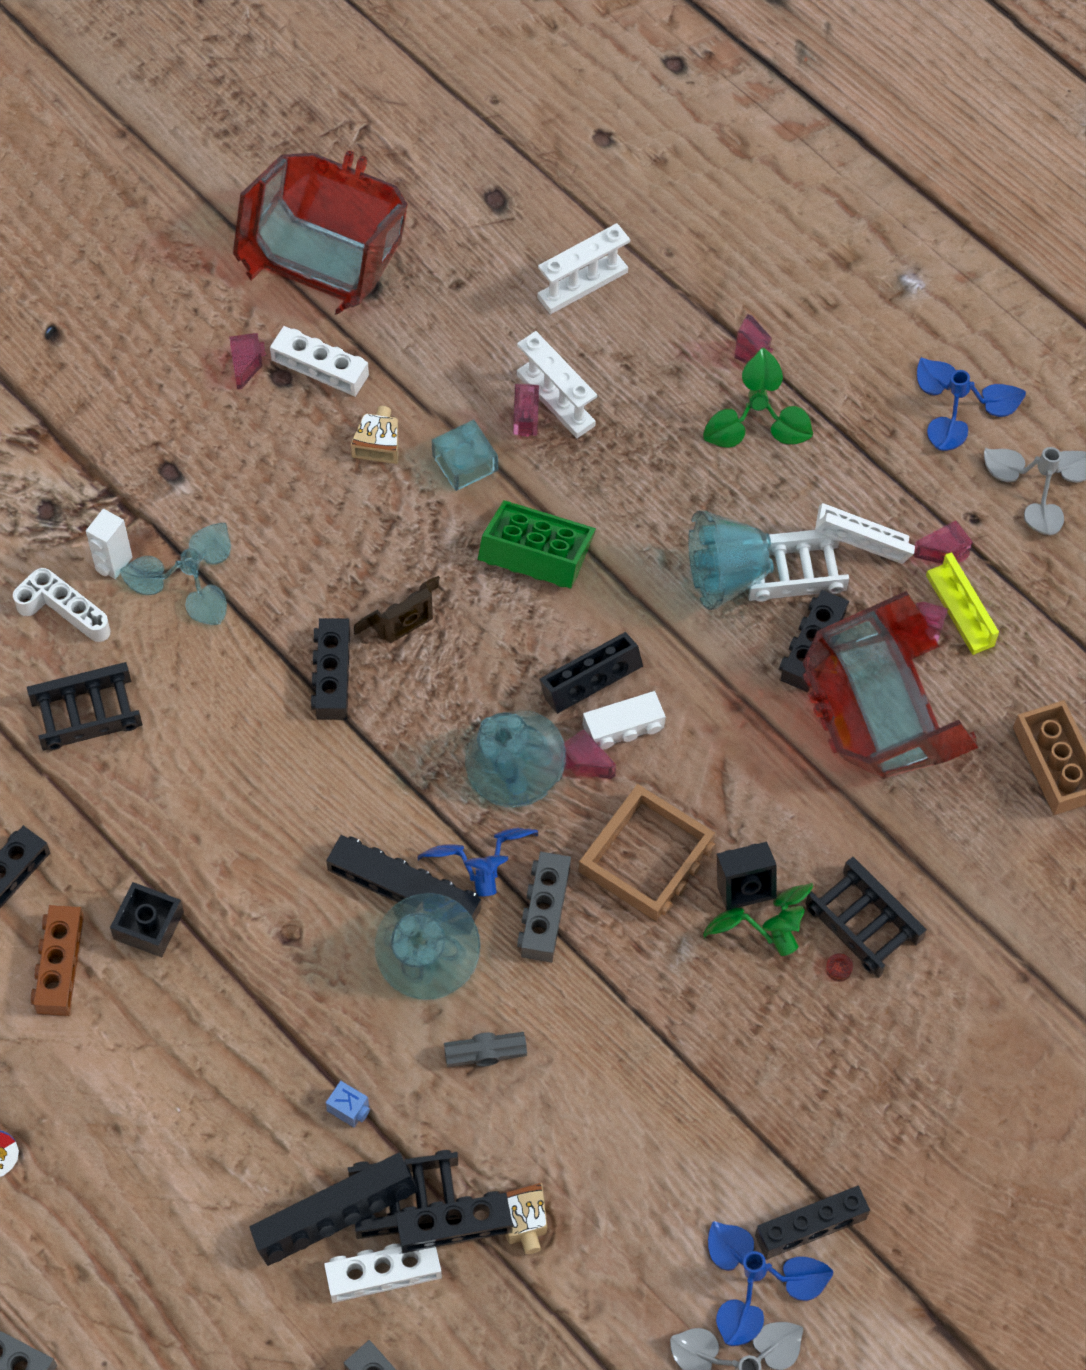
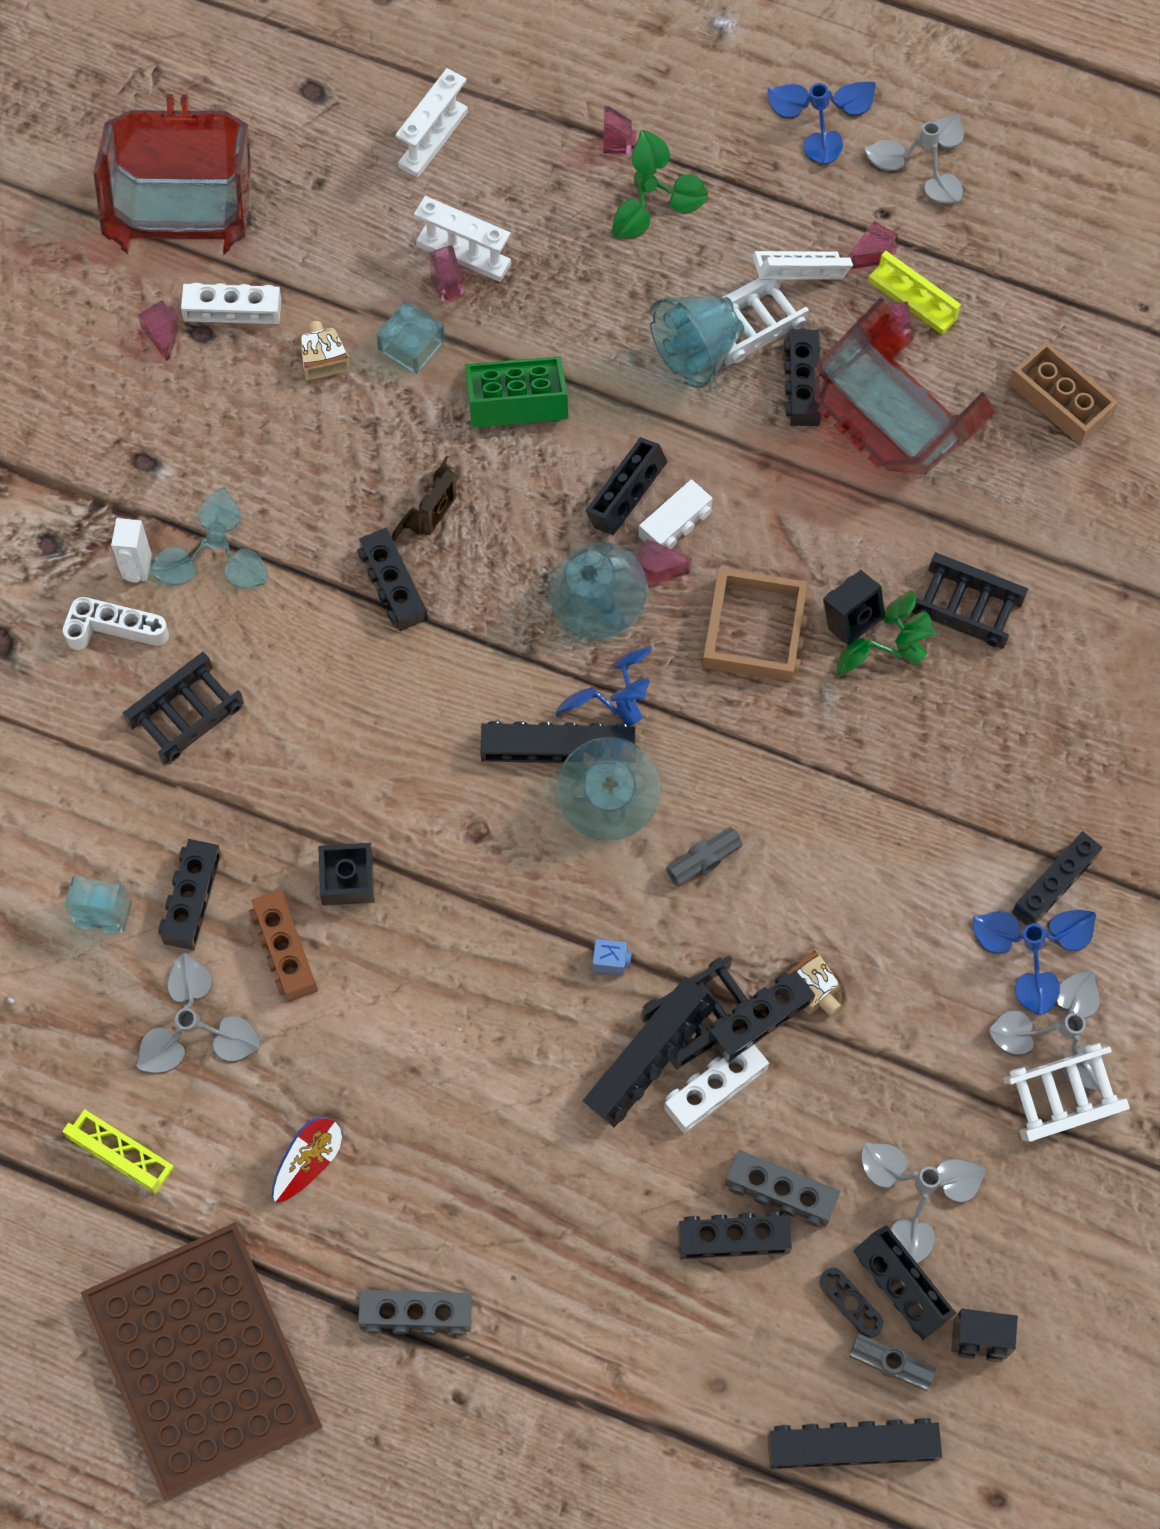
camera: 25 degrees left, 5 degrees up
(557, 869) = (686, 673): dark grey brick -> none
(839, 967) = (967, 653): clear red tile -> none

